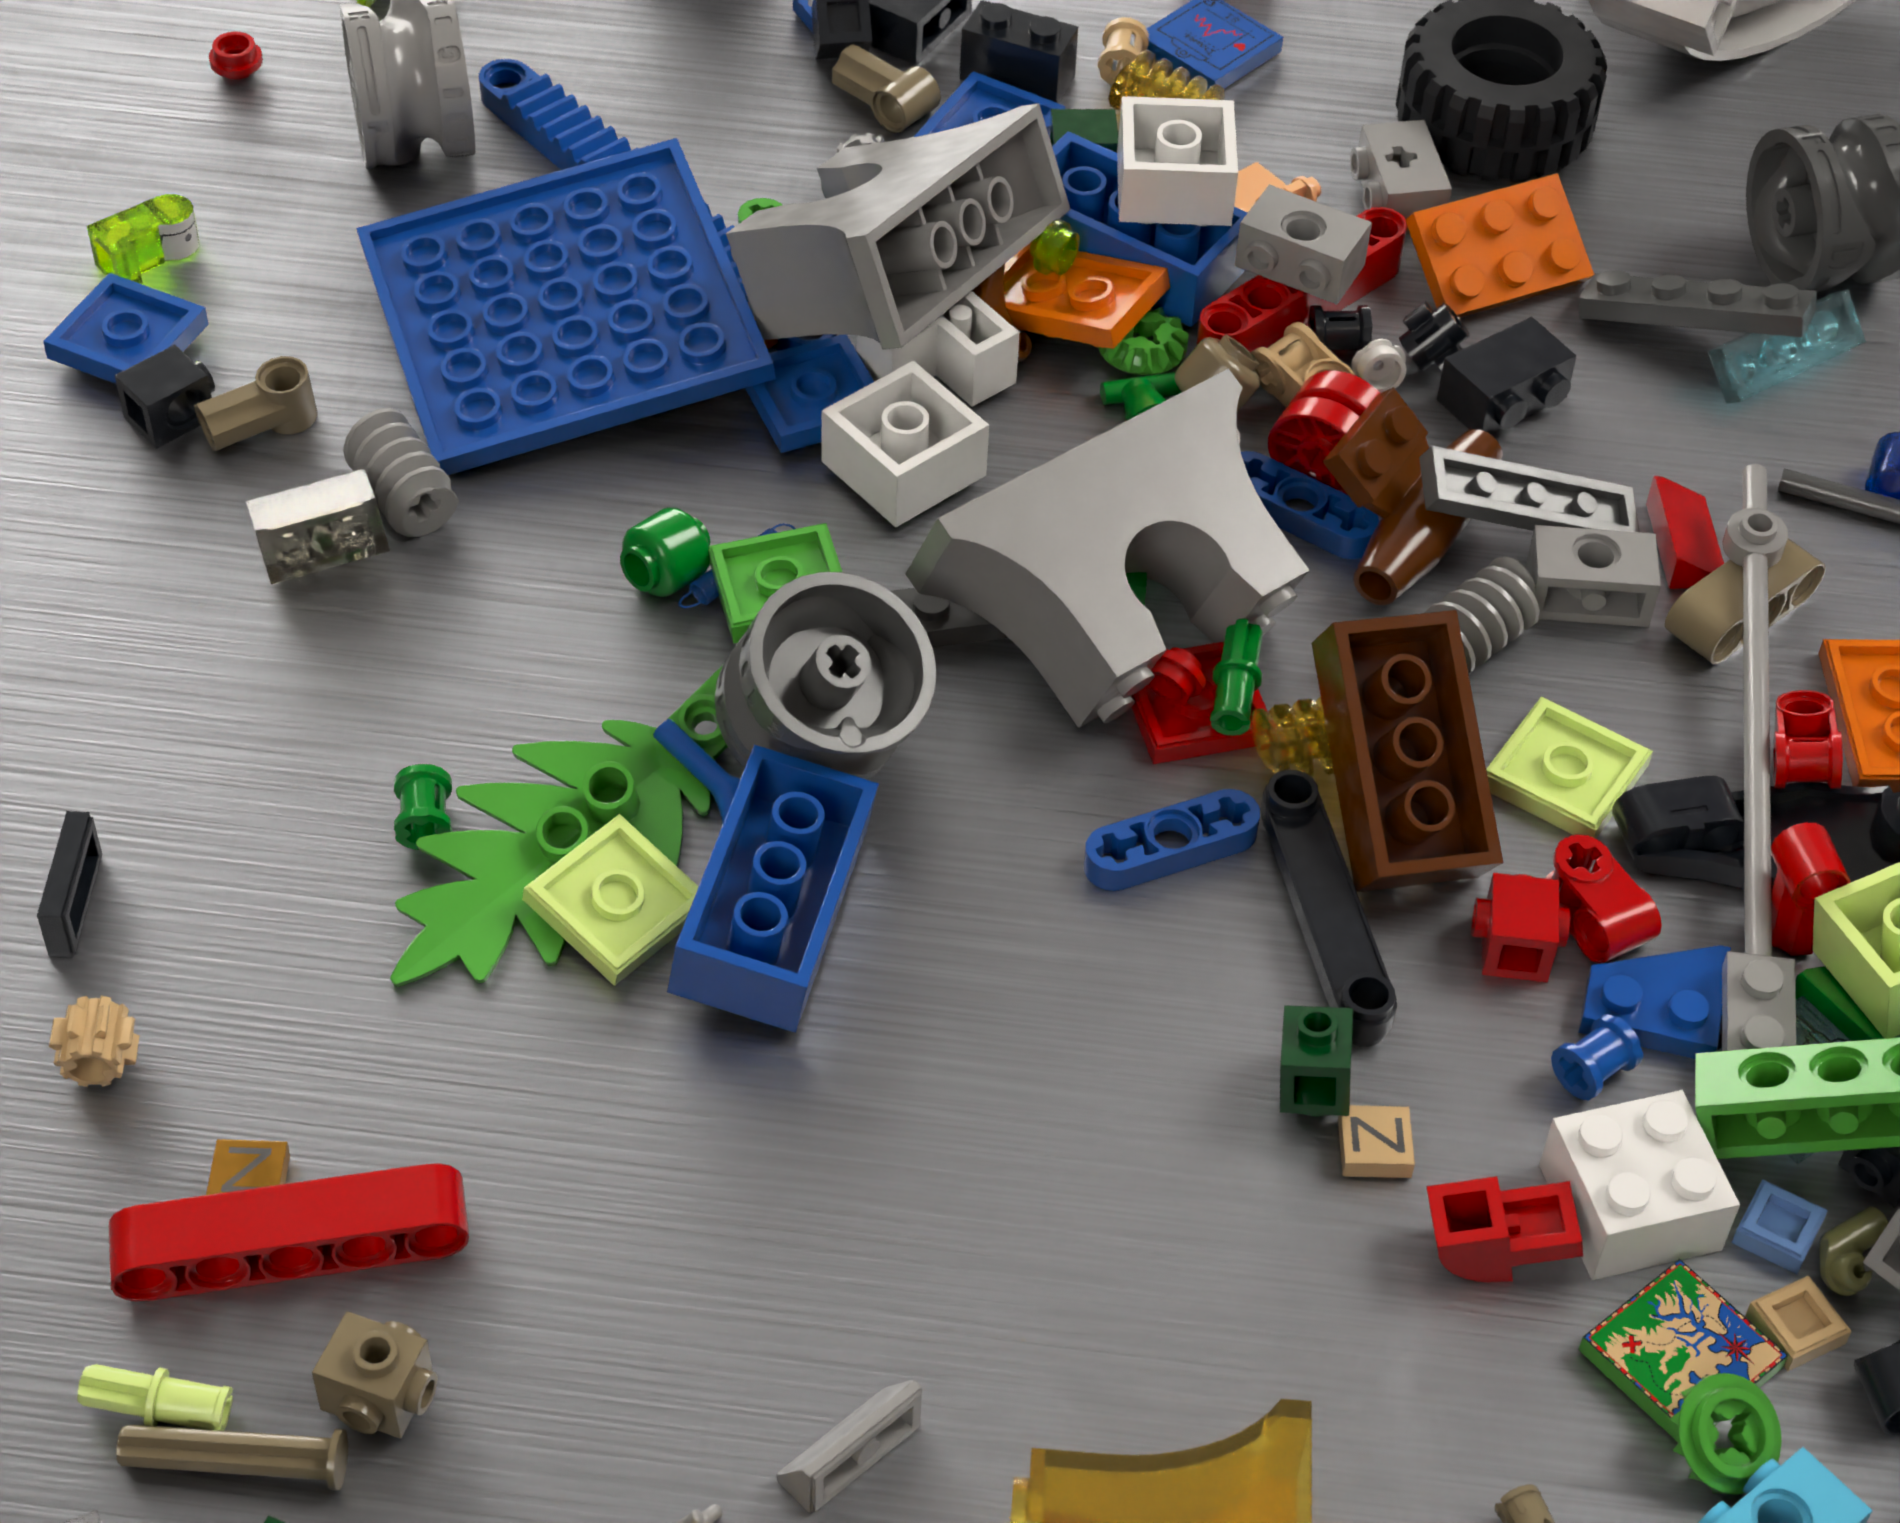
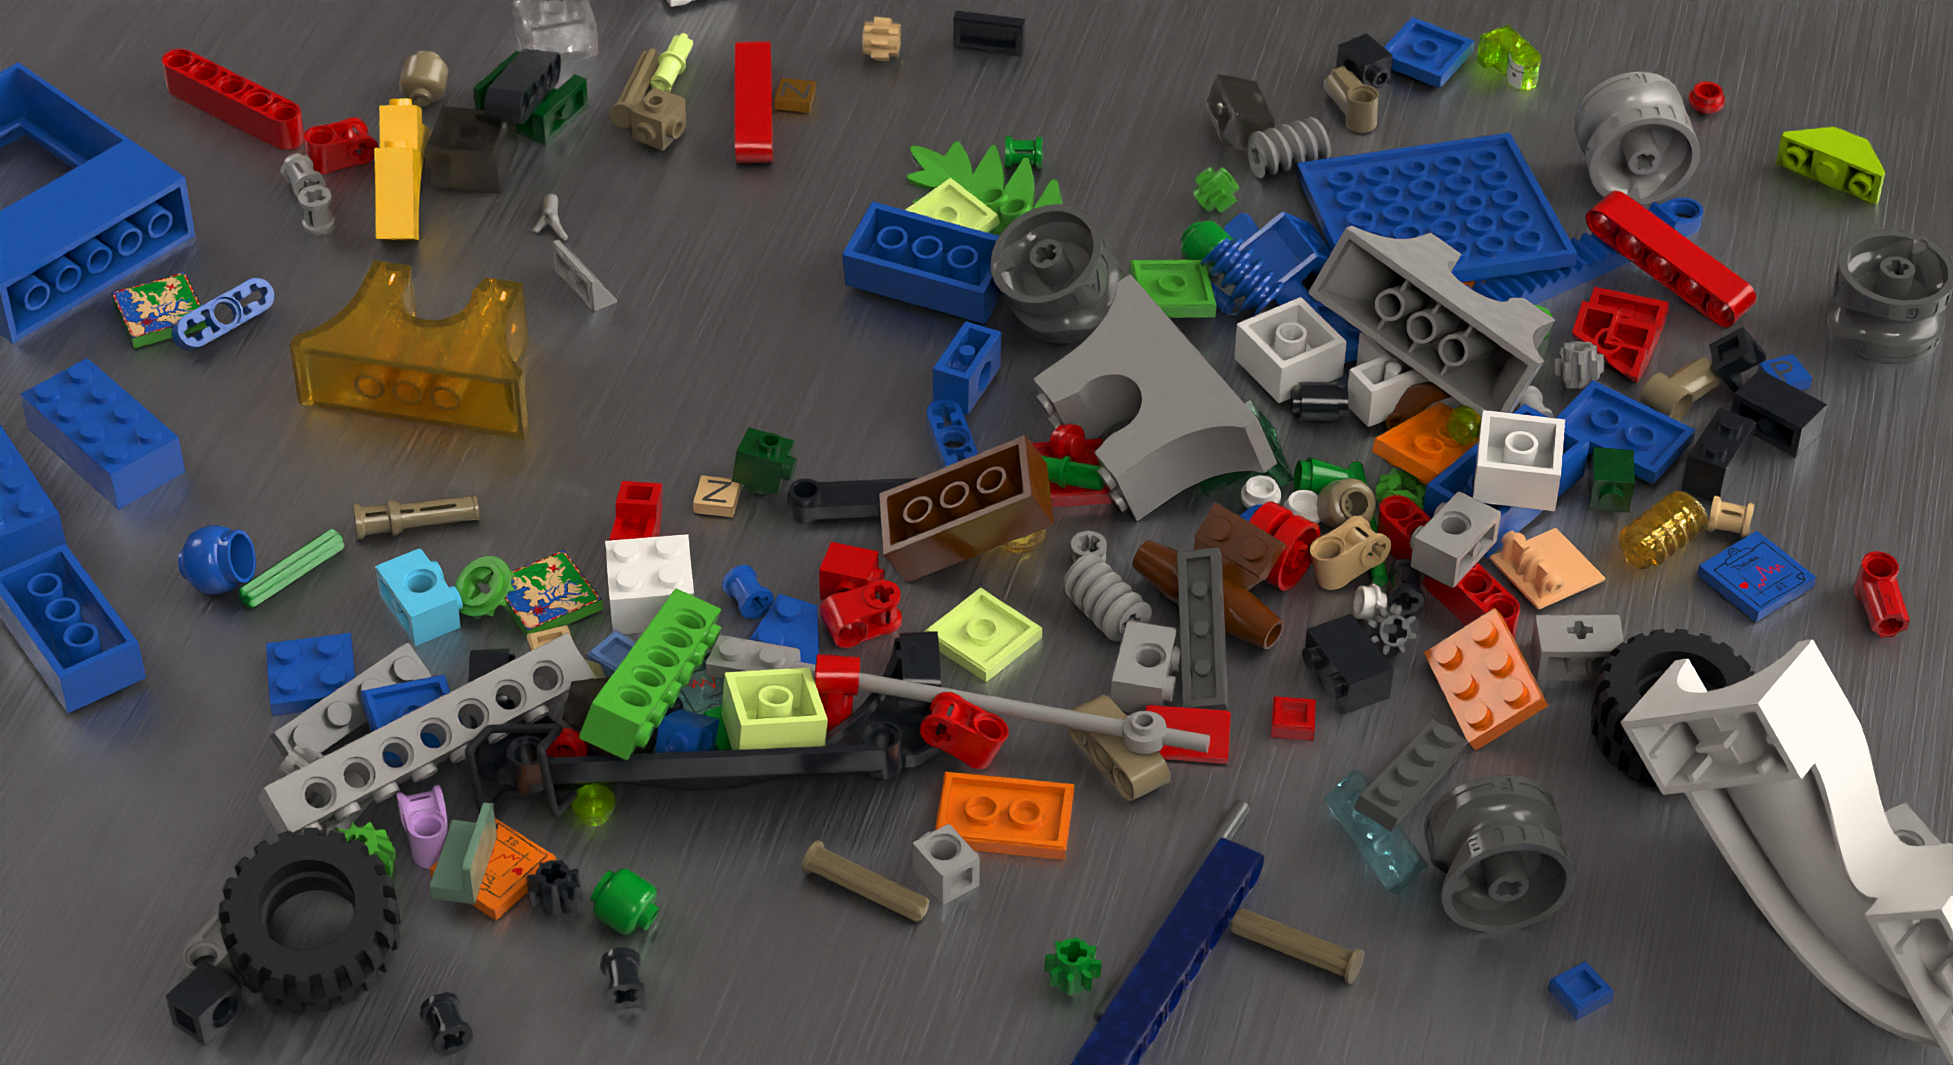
camera: 100 degrees right, 5 degrees down
(515, 550) = (1215, 189): none -> bright green gear
(638, 76) = (1671, 258): none -> red beam
(660, 466) = (1287, 247): none -> blue plate
(748, 495) = (1242, 275): none -> blue piece
(769, 147) = (1622, 328): none -> red slope
(997, 407) = (1320, 401): none -> black brick
(1025, 814) = (967, 365): none -> blue brick
(1605, 438) = (1293, 718): none -> red tile

